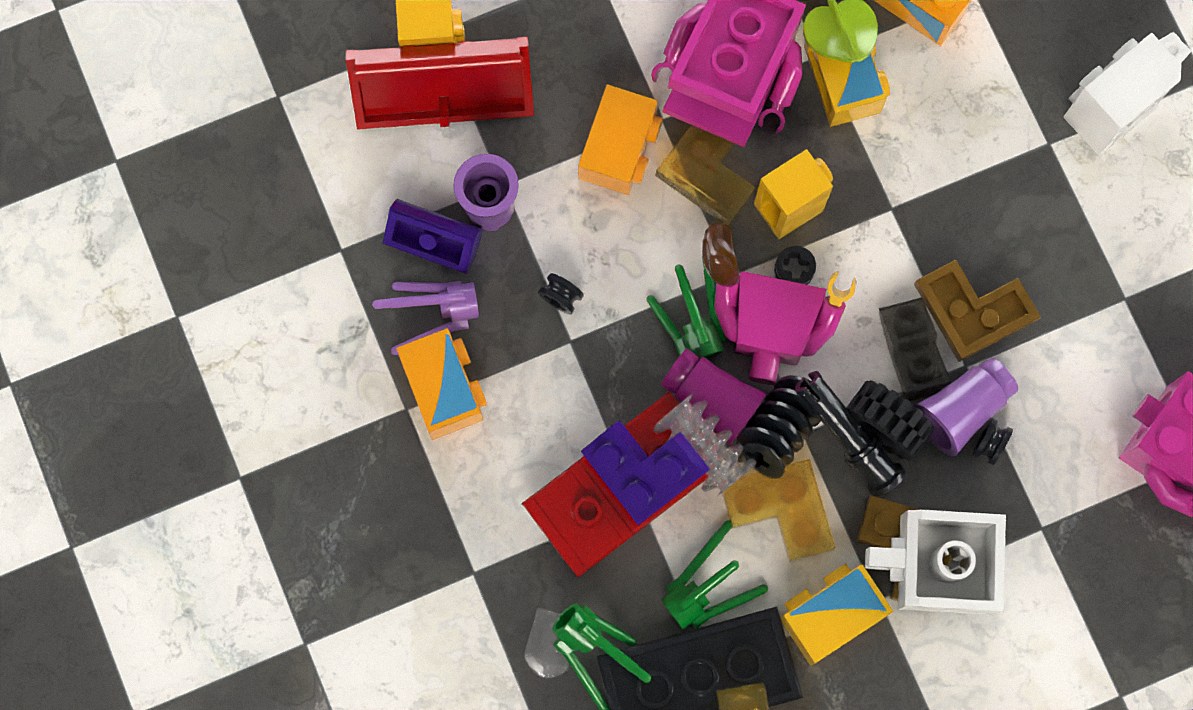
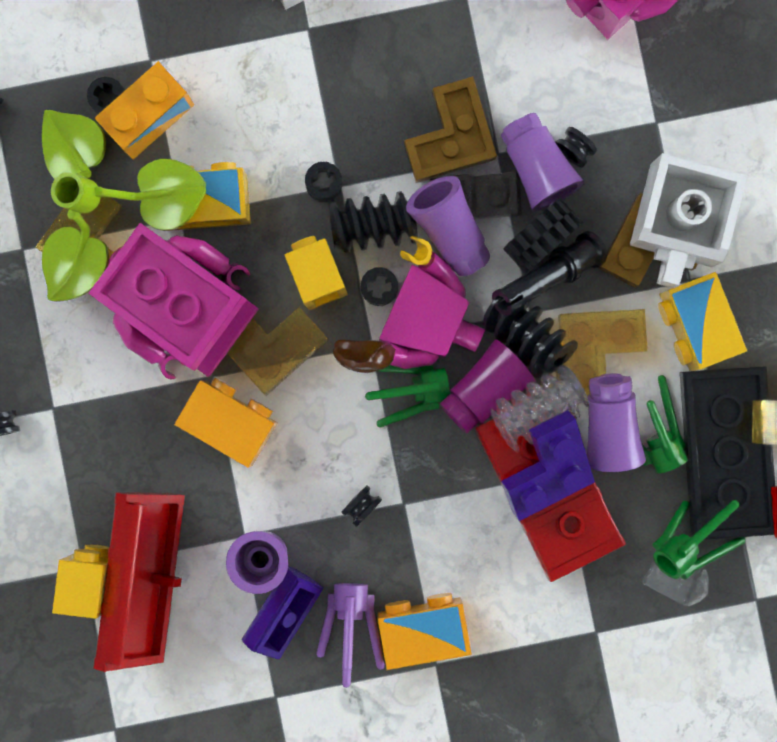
camera: 75 degrees left, 10 degrees up
(703, 534) = (613, 425): none -> medium lavender plant
(860, 245) = (371, 222): none -> black piece
(876, 320) = (448, 222): none -> medium lavender plant
(896, 177) = (312, 176): none -> black bush

